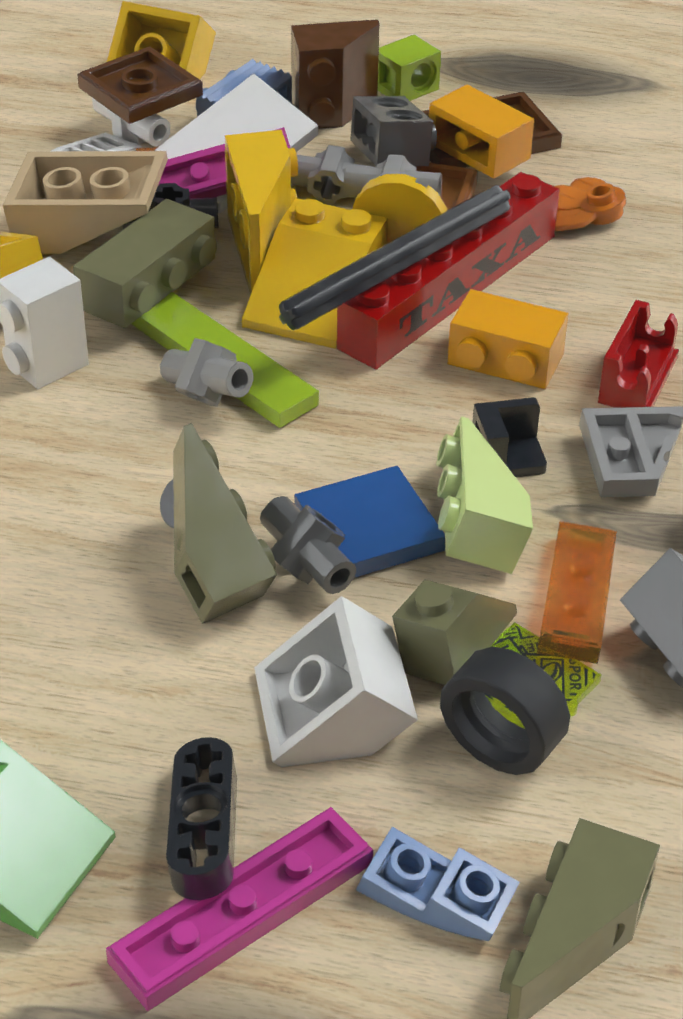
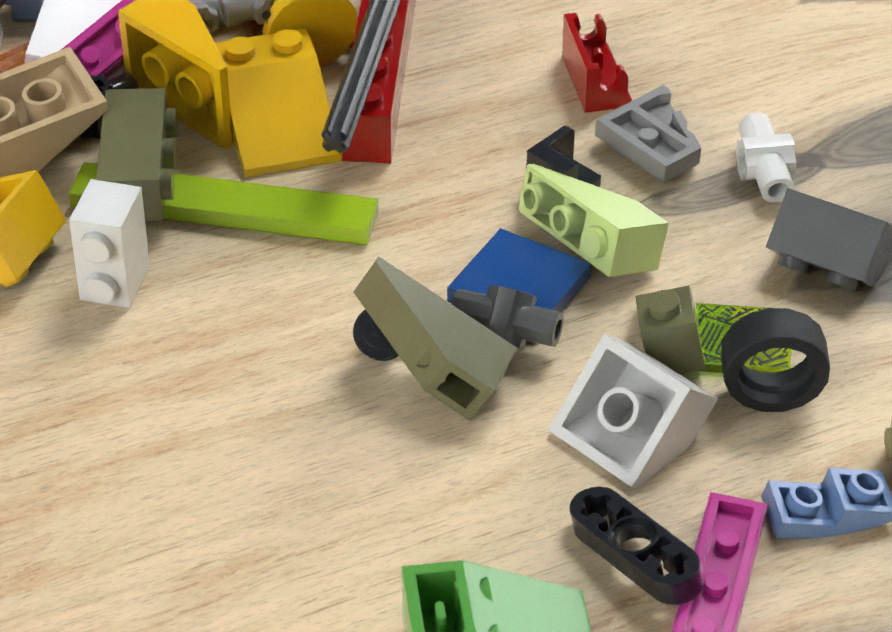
camera: 35 degrees left, 0 degrees up
(206, 372) = (281, 224): light grey axle -> none
(507, 338) = (482, 90): light orange brick -> none
(577, 593) = (720, 259): clear orange tile -> none

